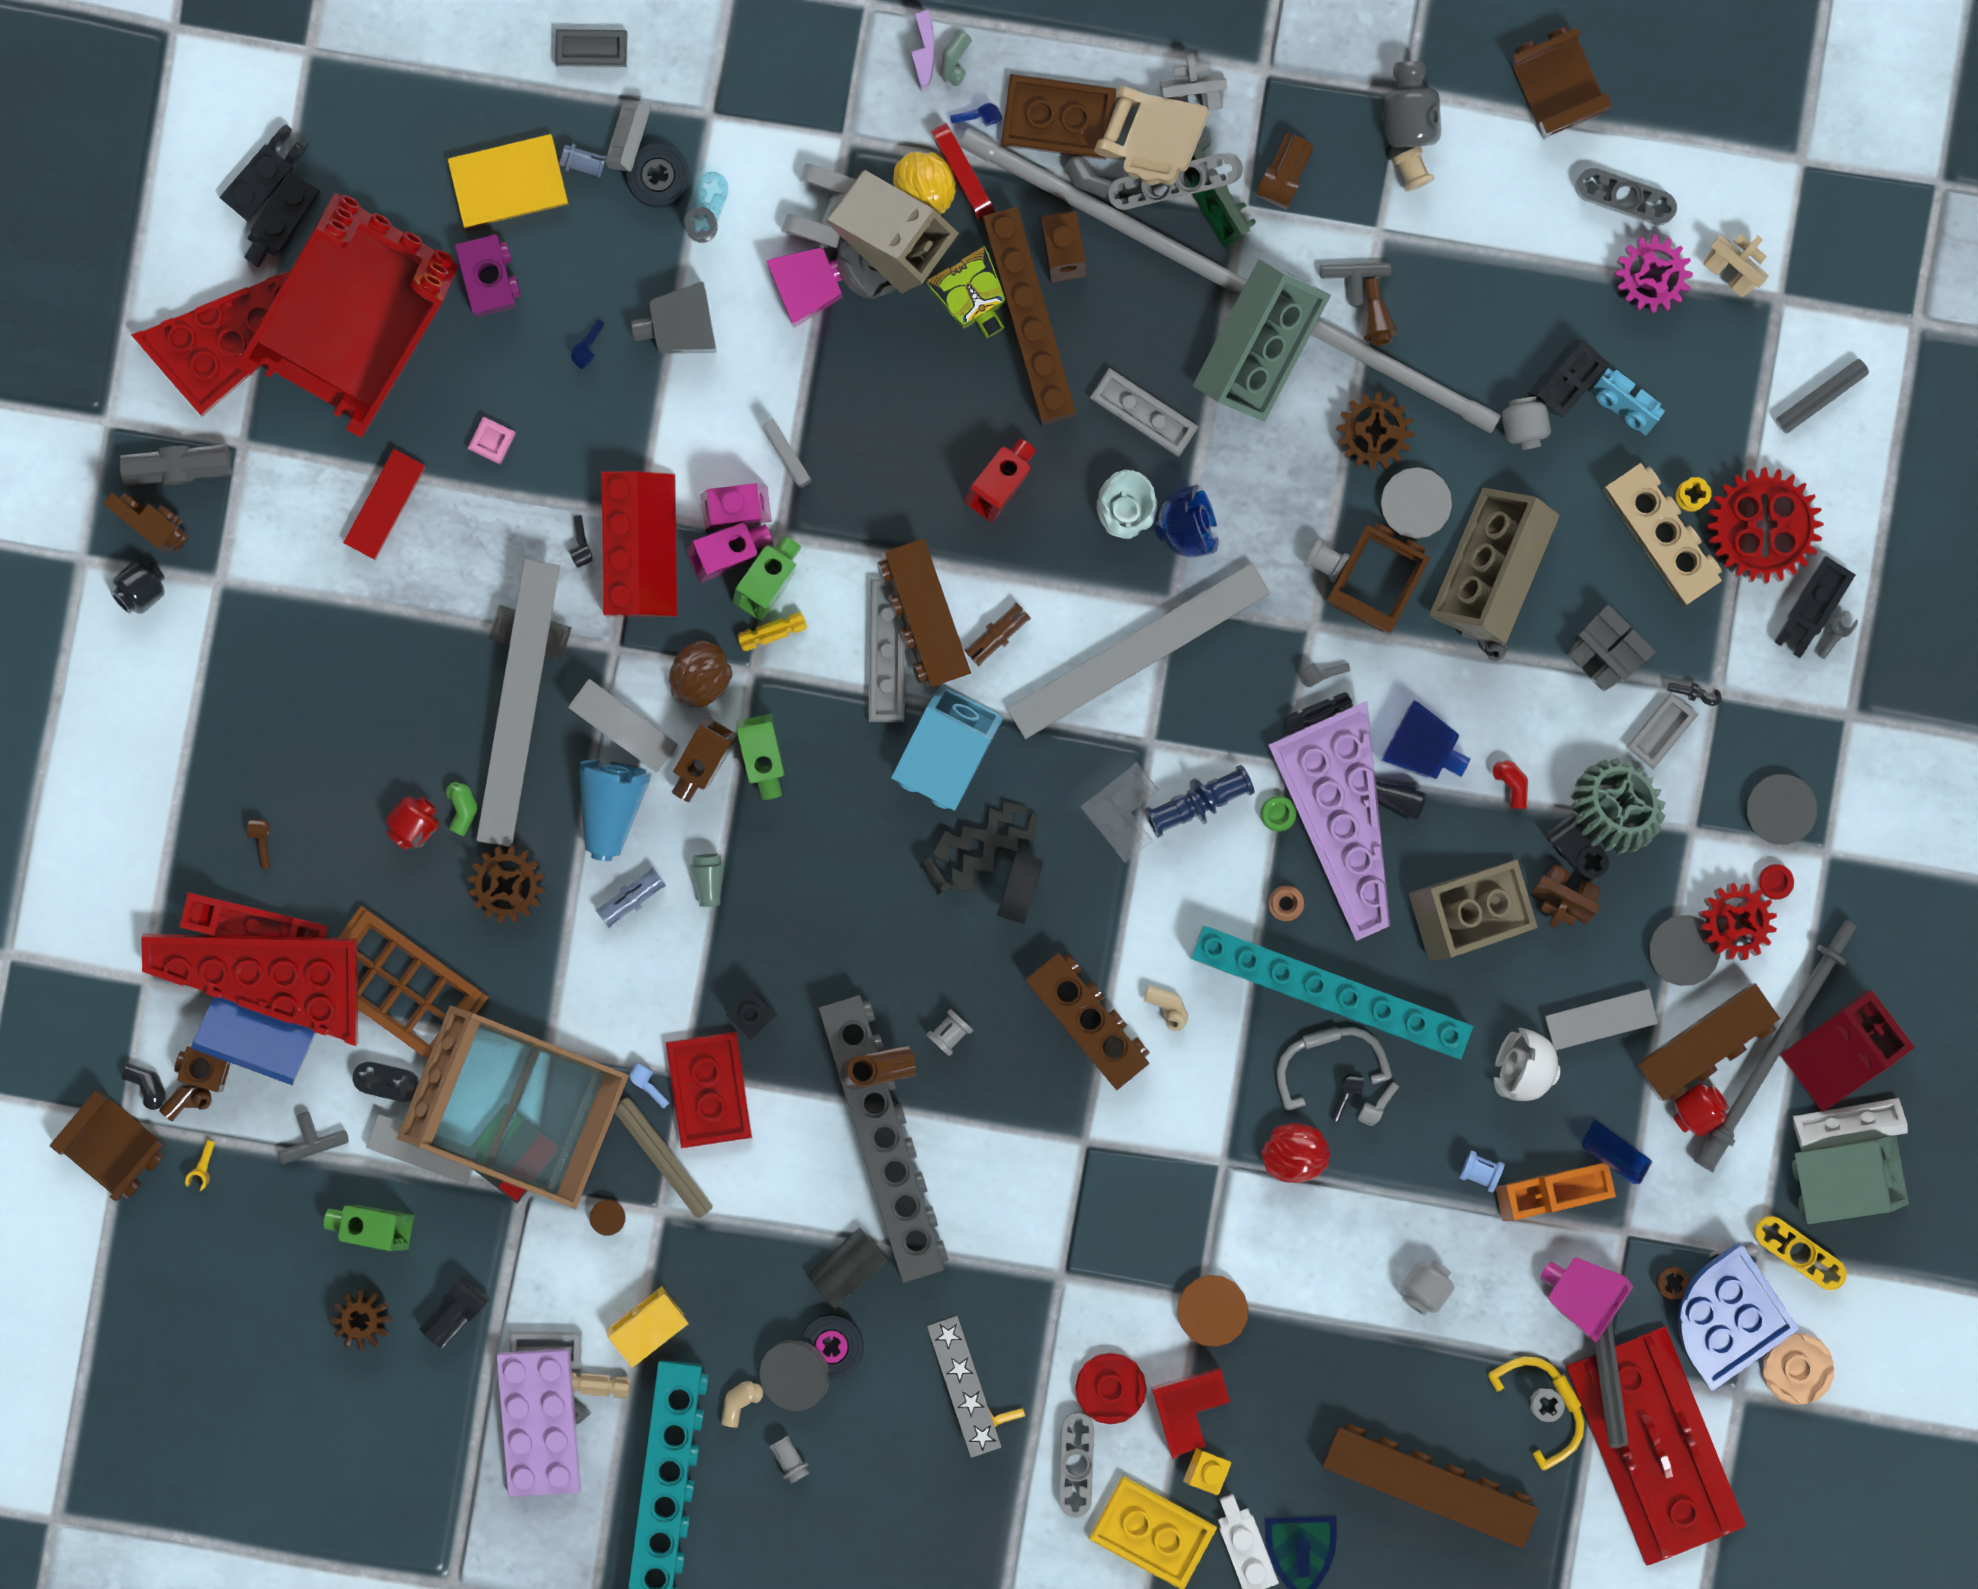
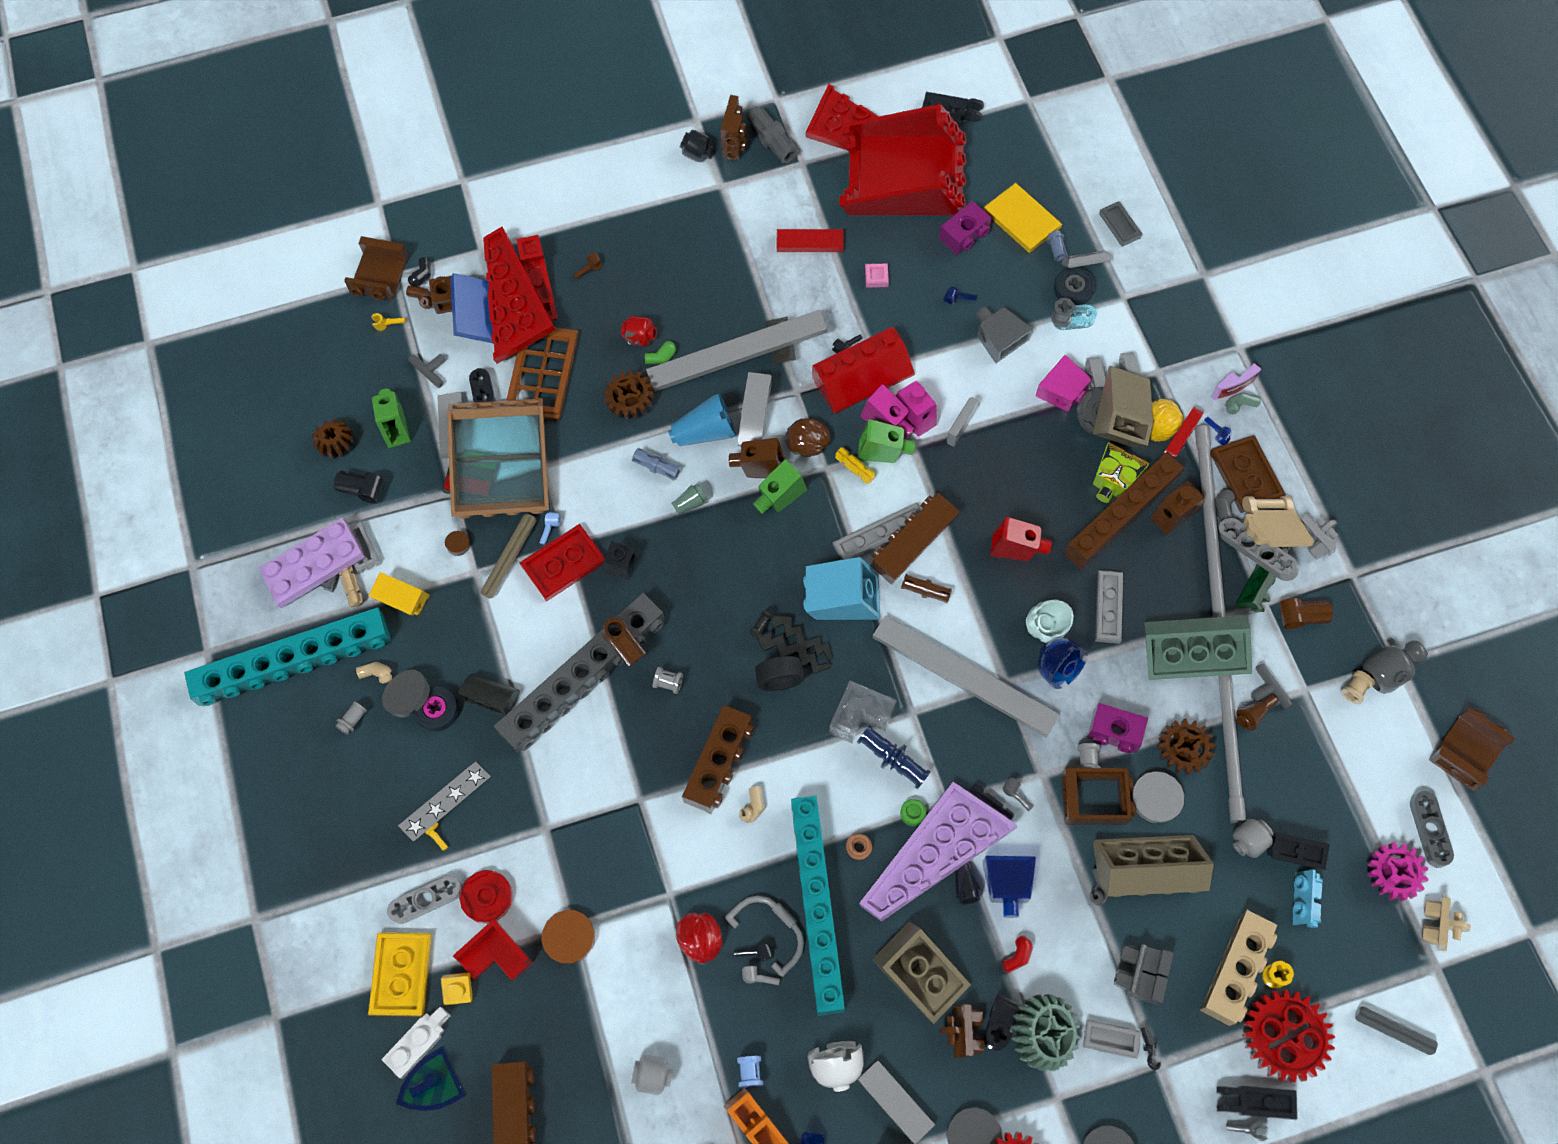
camera: 65 degrees right, 20 degrees down
(1316, 482) = (1131, 724): none -> magenta brick

